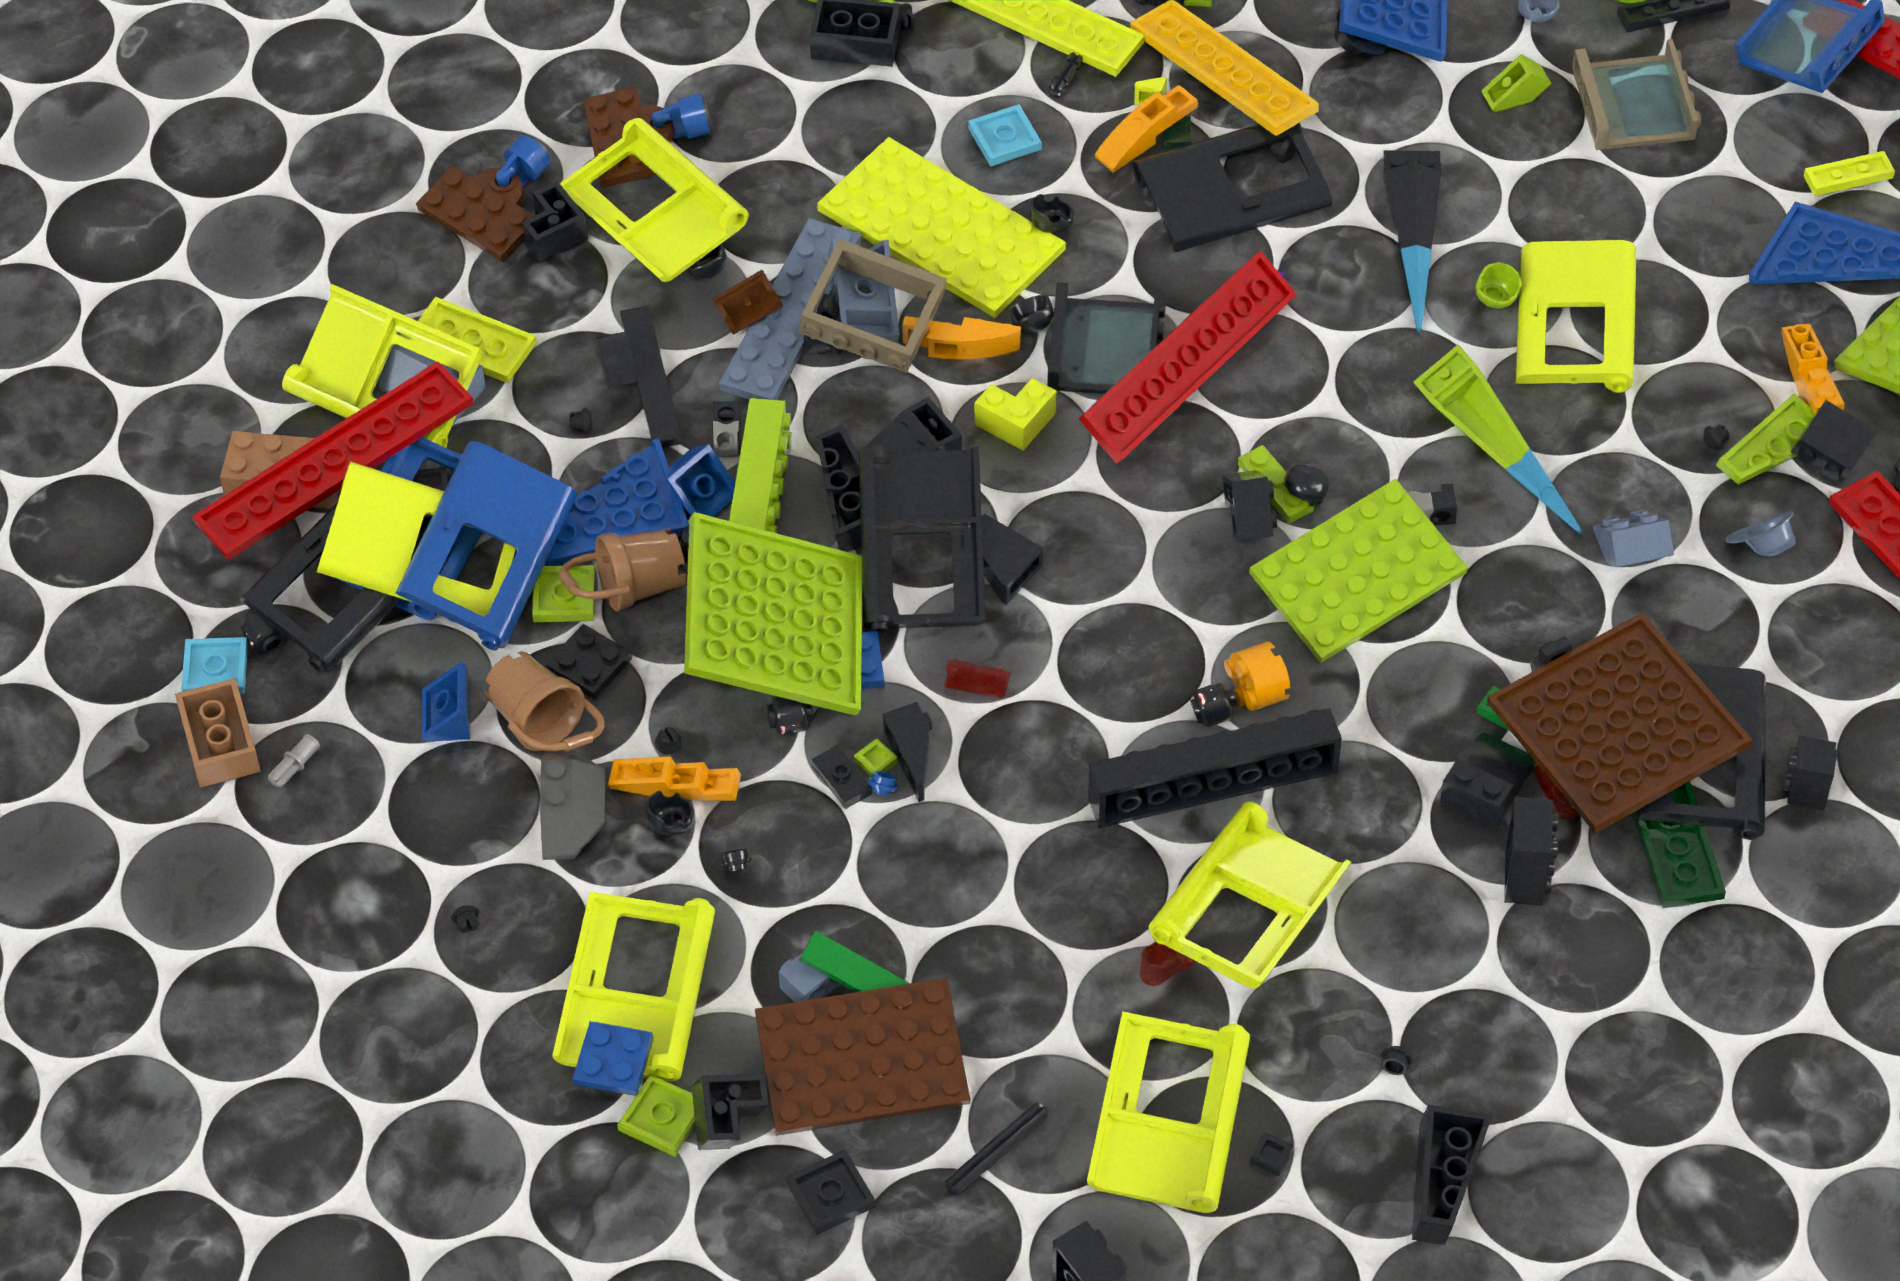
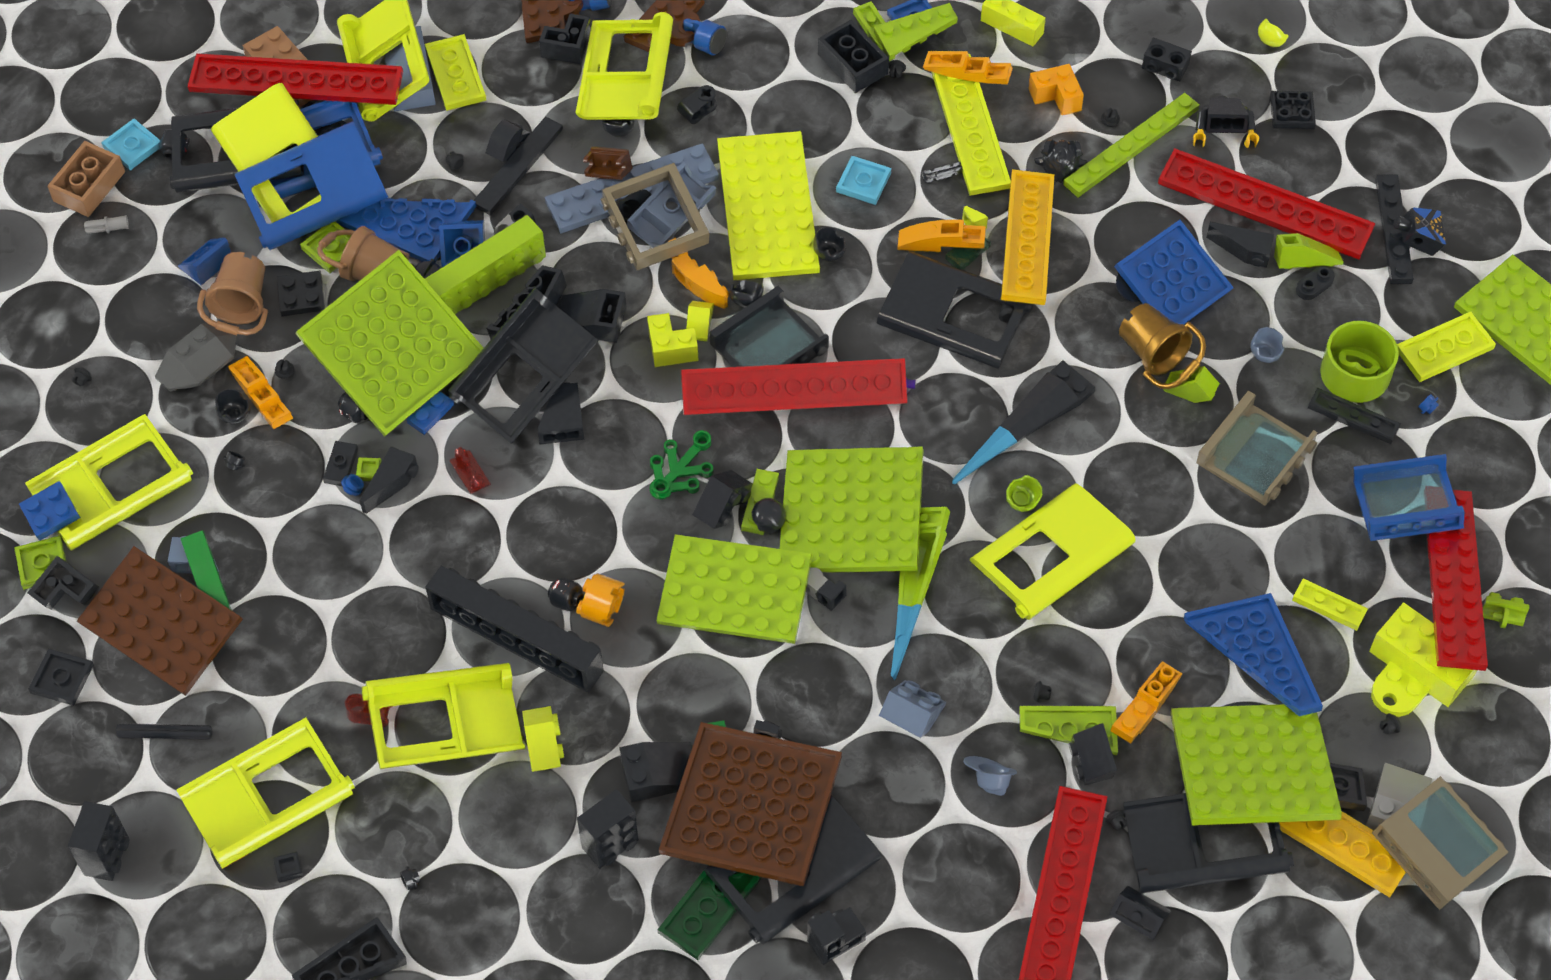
camera: 45 degrees right, 5 degrees up
(759, 185) = (698, 104): none -> black piece
(1011, 370) = (700, 318): none -> neon yellow slope
(1157, 477) = (680, 468): none -> green plant
(1362, 833) = (541, 733): none -> neon yellow brick
(1371, 415) = (854, 508): none -> lime plate
(1452, 66) = (1160, 343): none -> pearl gold piece

